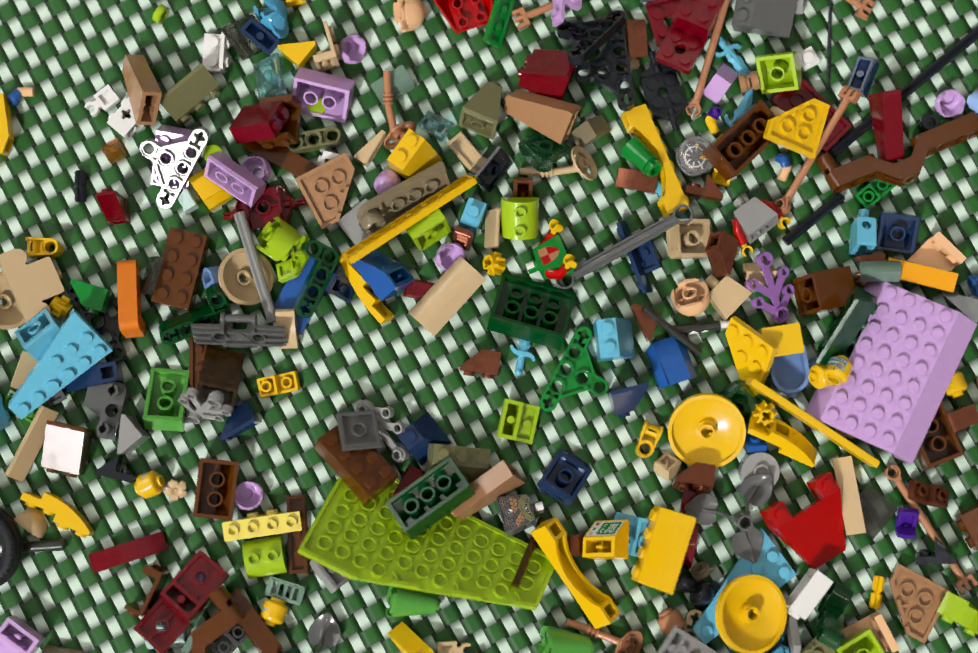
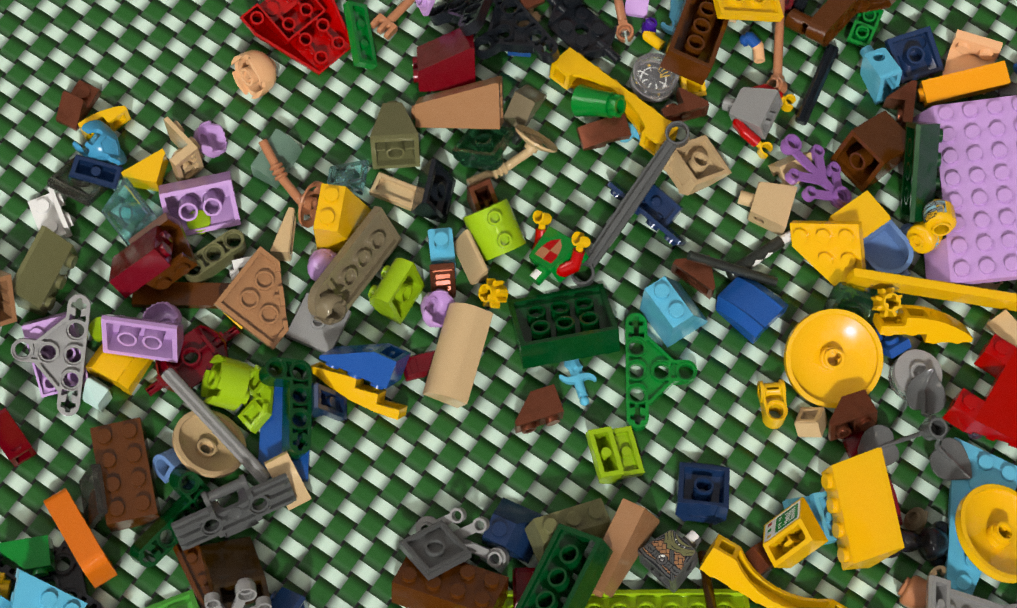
camera: 30 degrees left, 15 degrees down
(278, 384) = (309, 552): yellow slope -> none
(409, 218) = (370, 286): yellow tile -> none
(626, 399) = (722, 368): dark blue slope -> none
(691, 297) = (734, 223): light nougat cylinder -> none
(721, 252) = (739, 161): copper slope -> none
(880, 271) = (921, 96): sand green brick -> none

